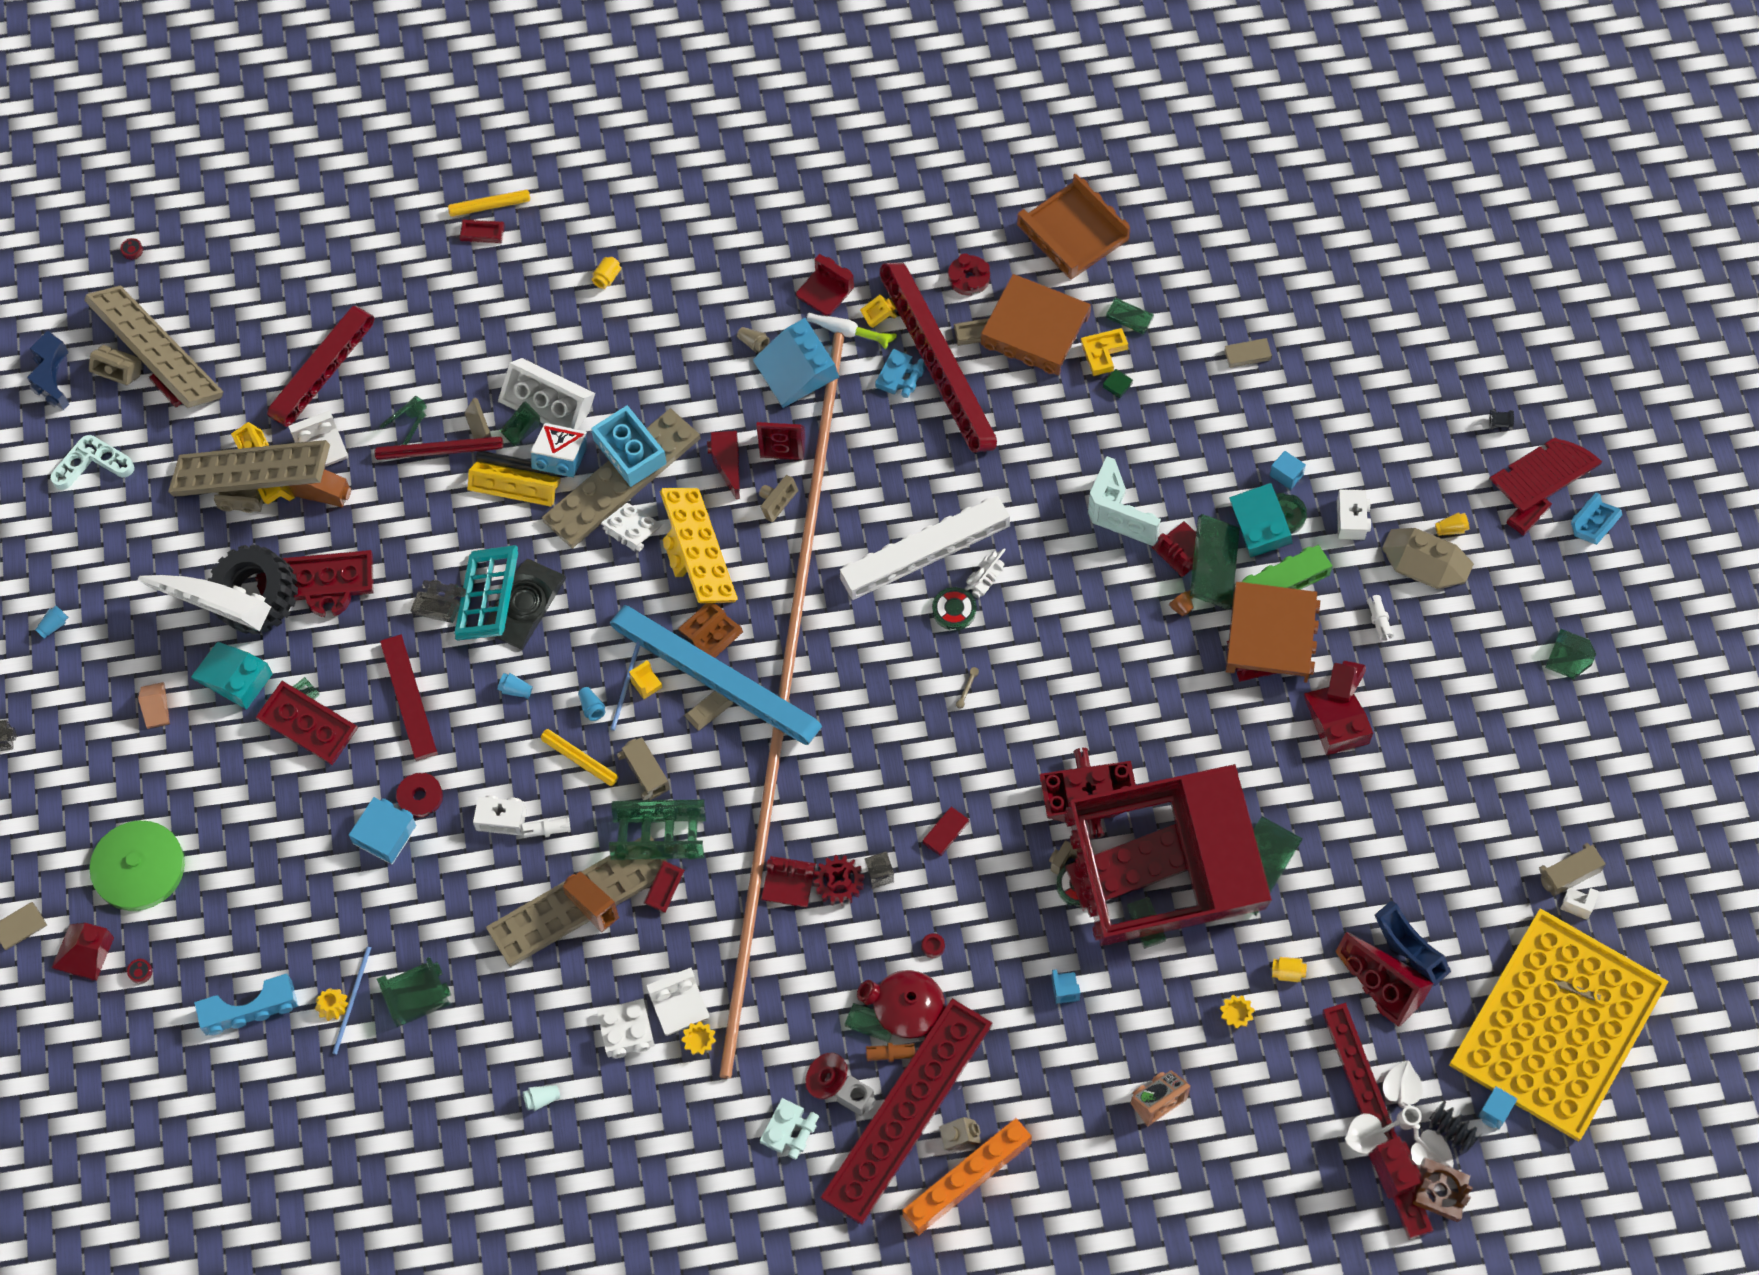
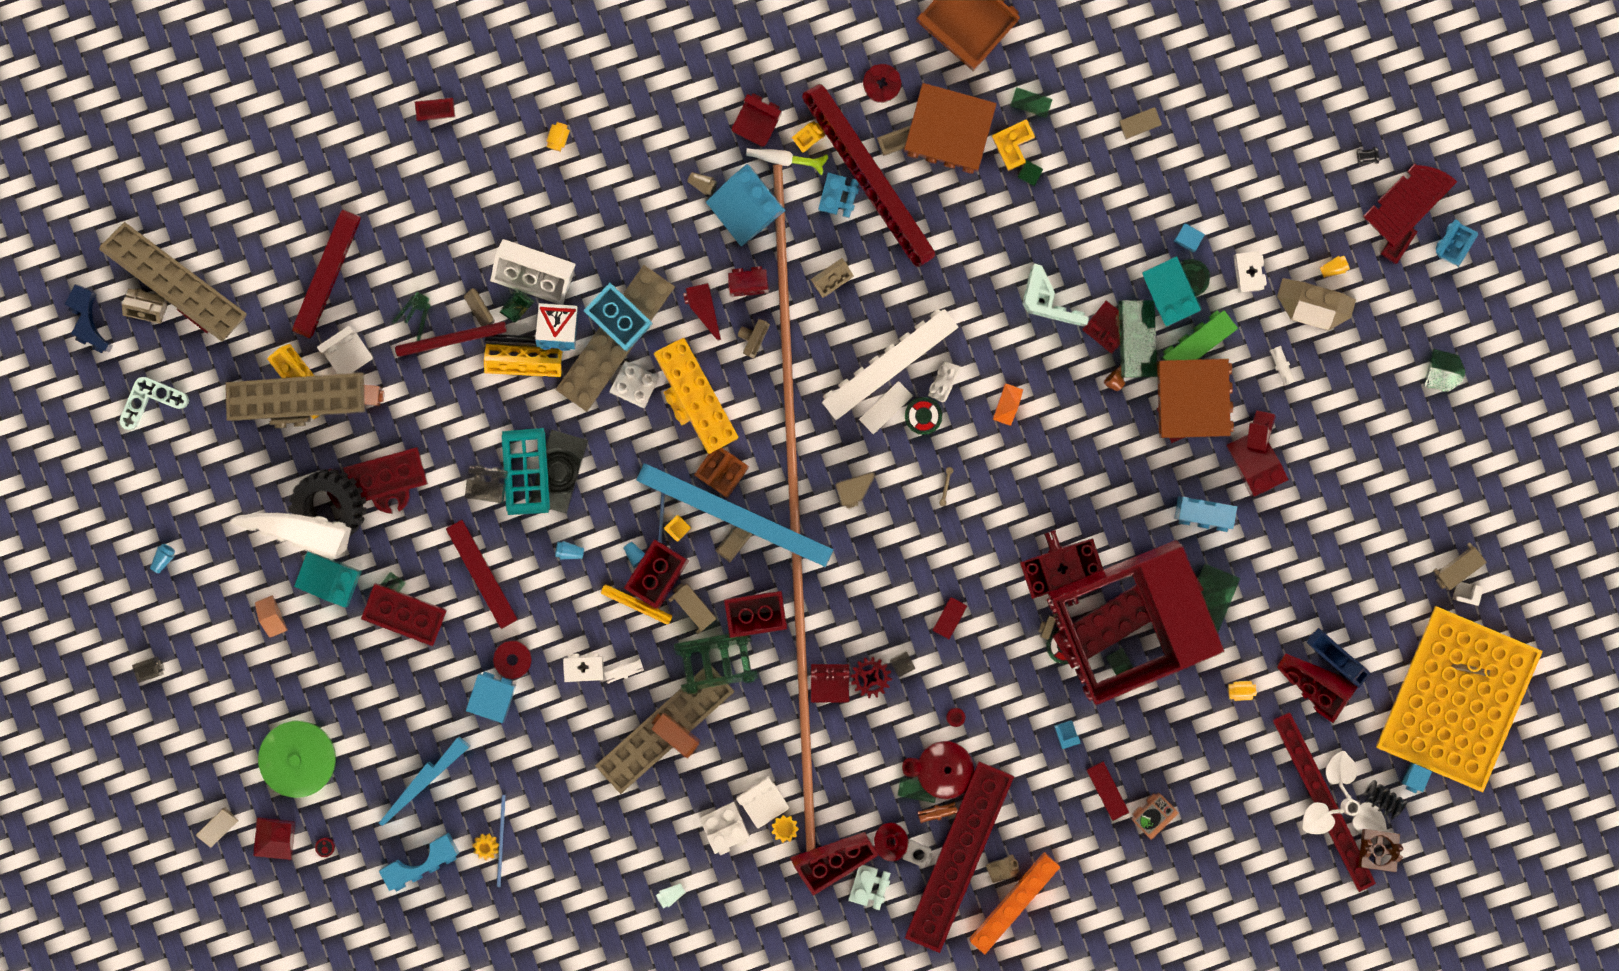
camera: 15 degrees left, 25 degrees up
(131, 248) = (122, 180): dark red tile -> none
(280, 909) = (426, 776): none -> dark azure slope
(415, 992) = (550, 828): clear green panel -> none
(489, 203) = (434, 79): yellow axle -> none
(610, 723) = (656, 574): none -> dark red slope
(664, 886) = (731, 707): dark red tile -> none
(715, 780) = (755, 614): none -> dark red slope
(746, 1085) = (833, 861): none -> dark red wedge
(859, 655) = (853, 490): none -> dark tan slope
(877, 446) = (832, 278): none -> dark tan bracket
(912, 595) = (886, 407): none -> white sticker
(1054, 612) = (1008, 404): none -> orange slope
(1106, 1063) = (1107, 791): none -> dark red tile
(1237, 1011) = (1205, 734): yellow piece -> none
(1268, 759) = (1205, 513): none -> dark azure wedge
(1395, 1167) = (1342, 846): dark red brick -> none

